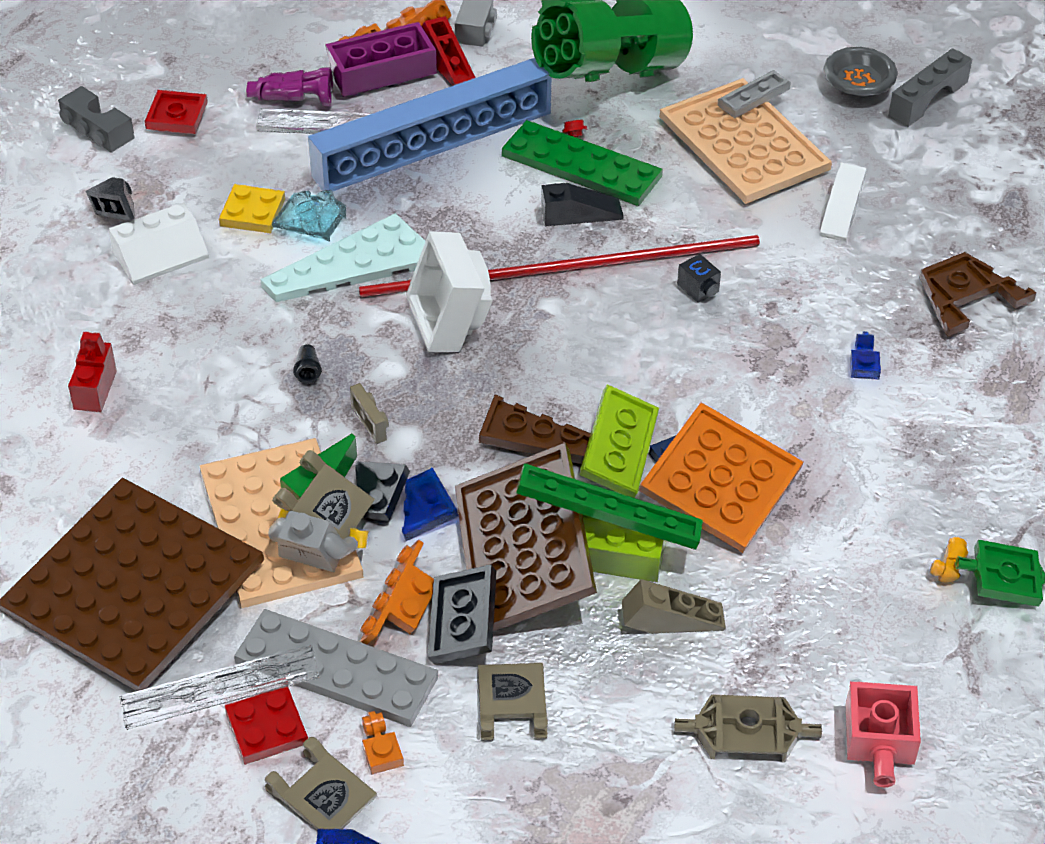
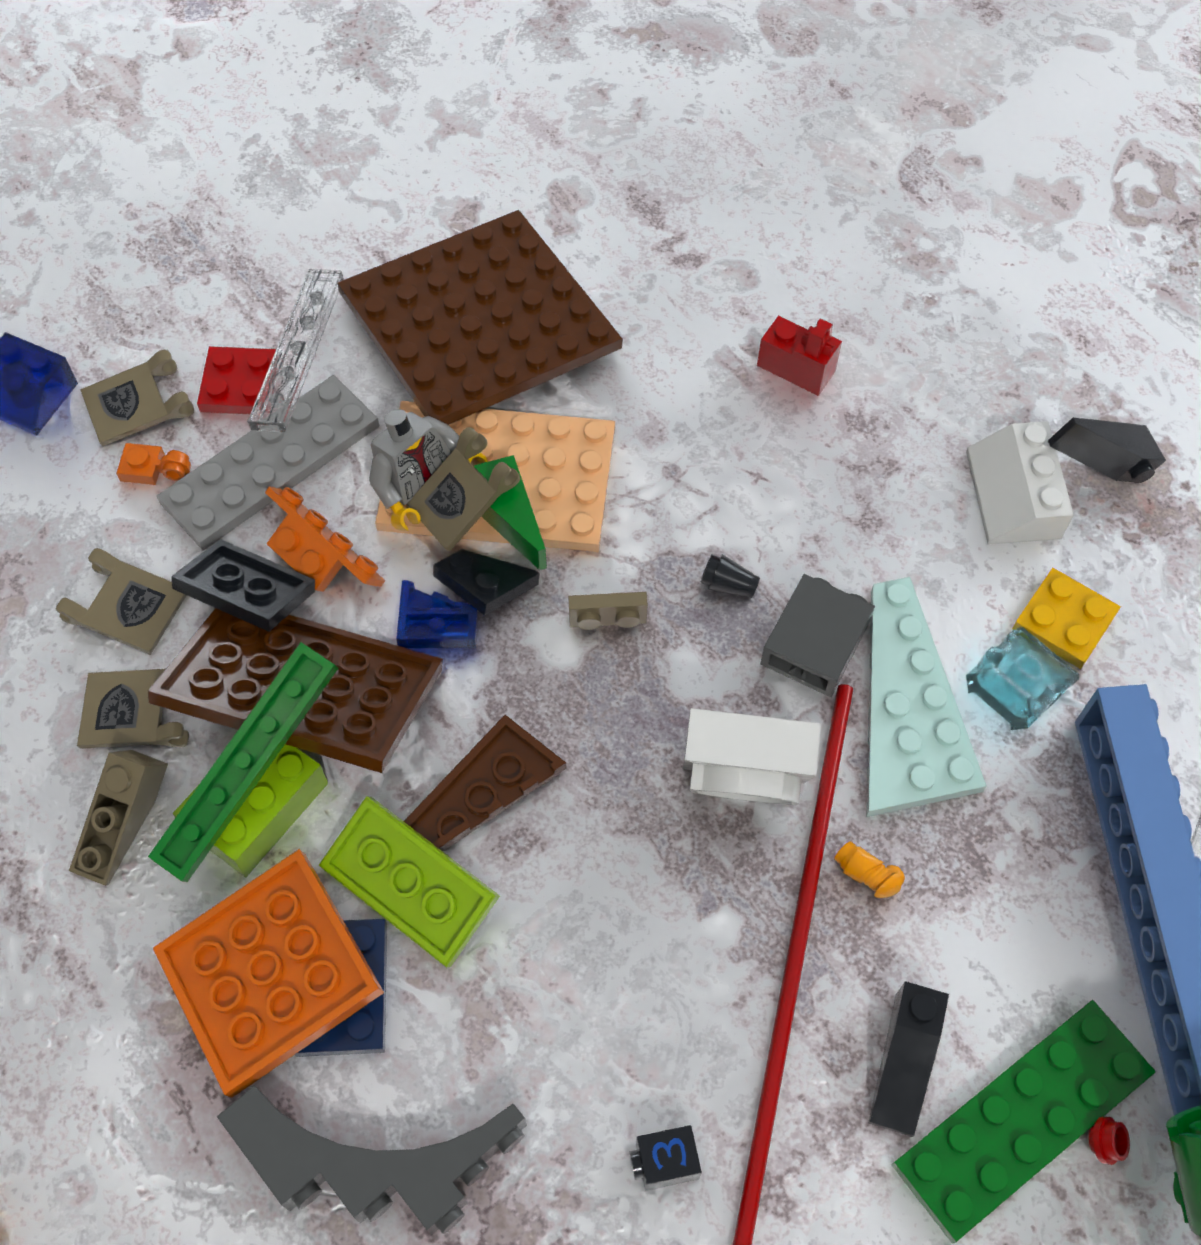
camera: 115 degrees right, 15 degrees up
(329, 307) = (817, 634): none -> dark grey brick
(482, 242) = (870, 870): none -> light orange arm
(593, 653) = (120, 713): none -> dark tan flag
(798, 391) = (364, 1179): none -> dark grey arch

